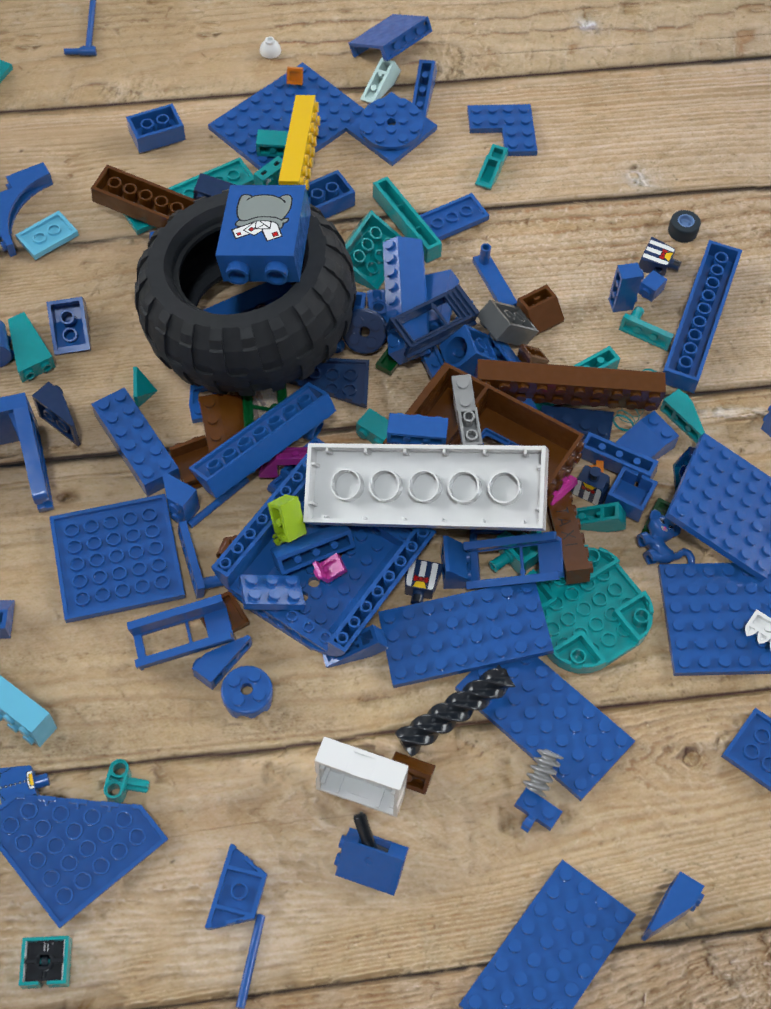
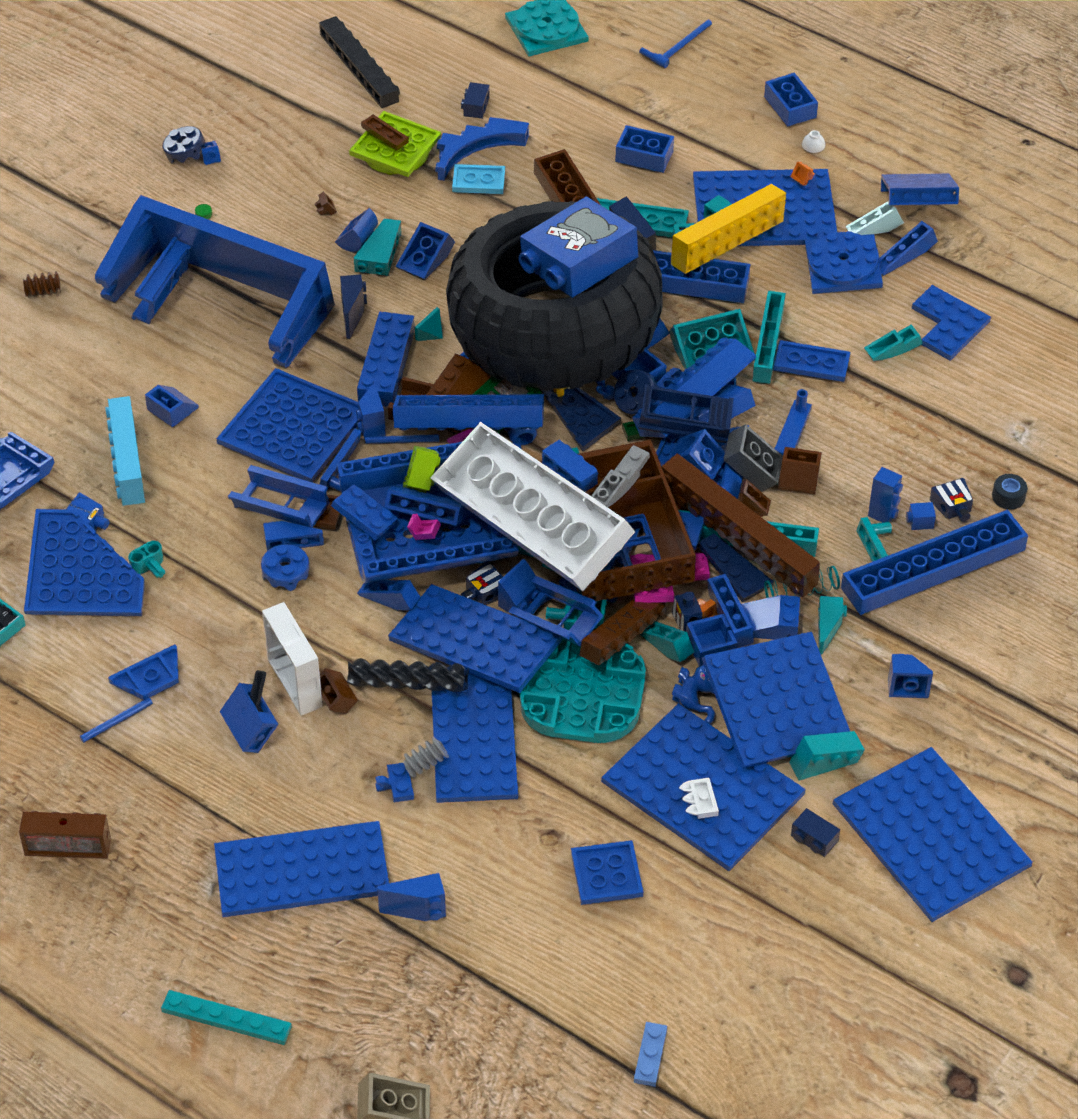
camera: 45 degrees right, 10 degrees down
(222, 23) = (791, 99): none -> blue brick

